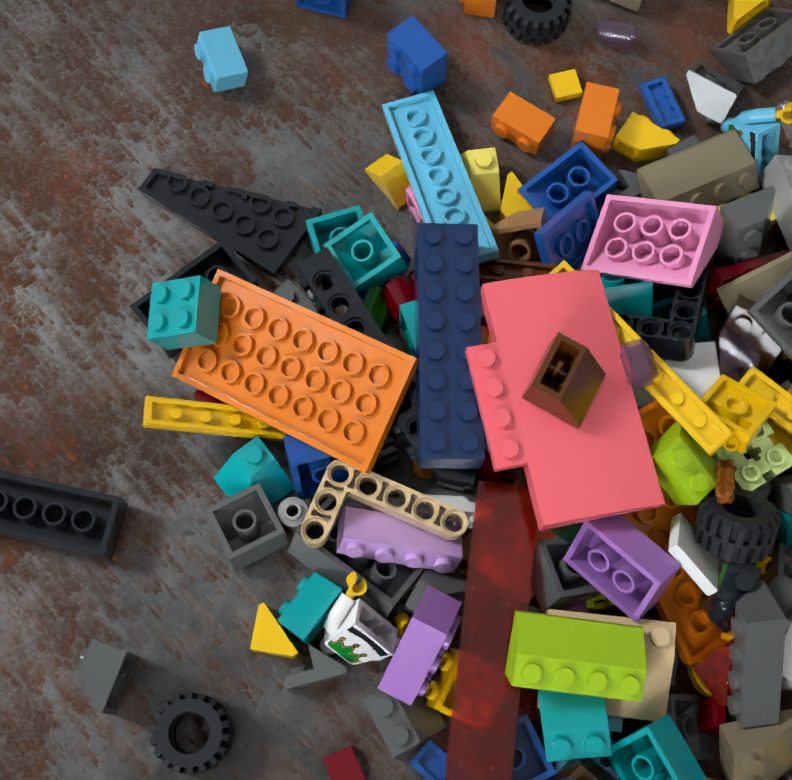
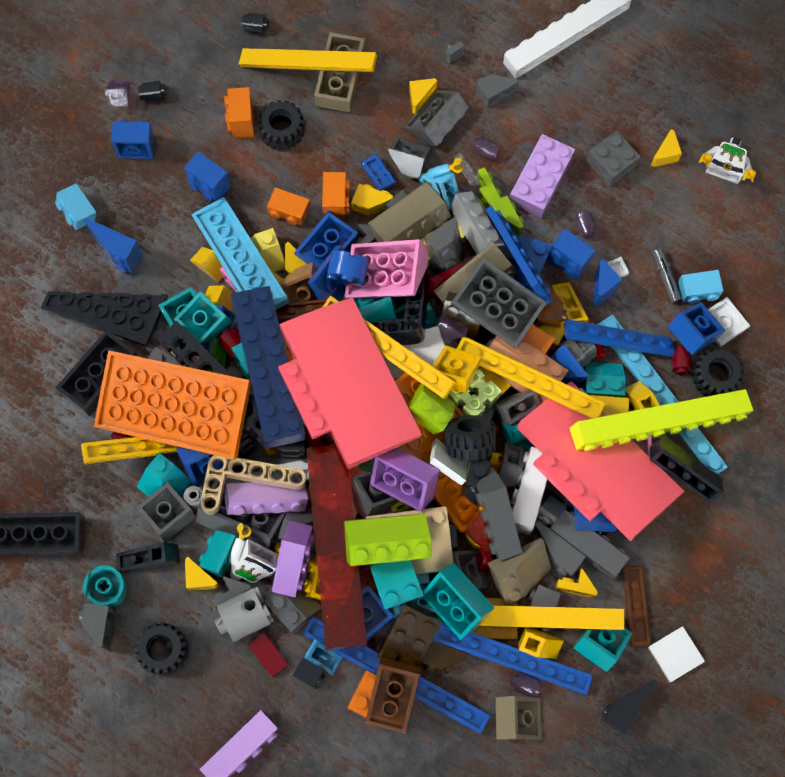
camera: 15 degrees left, 0 degrees up
(131, 601) = (99, 578): none -> teal brick
(184, 313) = (93, 384): teal brick -> none
(205, 588) = (148, 557): none -> black slope
(269, 128) = (119, 248): none -> blue slope
(315, 713) = (243, 615): none -> light grey cylinder
(399, 228) = (220, 296): none -> yellow slope
(565, 85) = (311, 173): yellow tile -> none
(565, 380) = (343, 373): reddish brown slope -> none
(597, 226) = (347, 268): none -> blue brick
(617, 33) = (339, 130): clear purple brick -> none
(638, 363) = (388, 351): brick -> none
(725, 481) = (458, 412): dark orange axle -> none

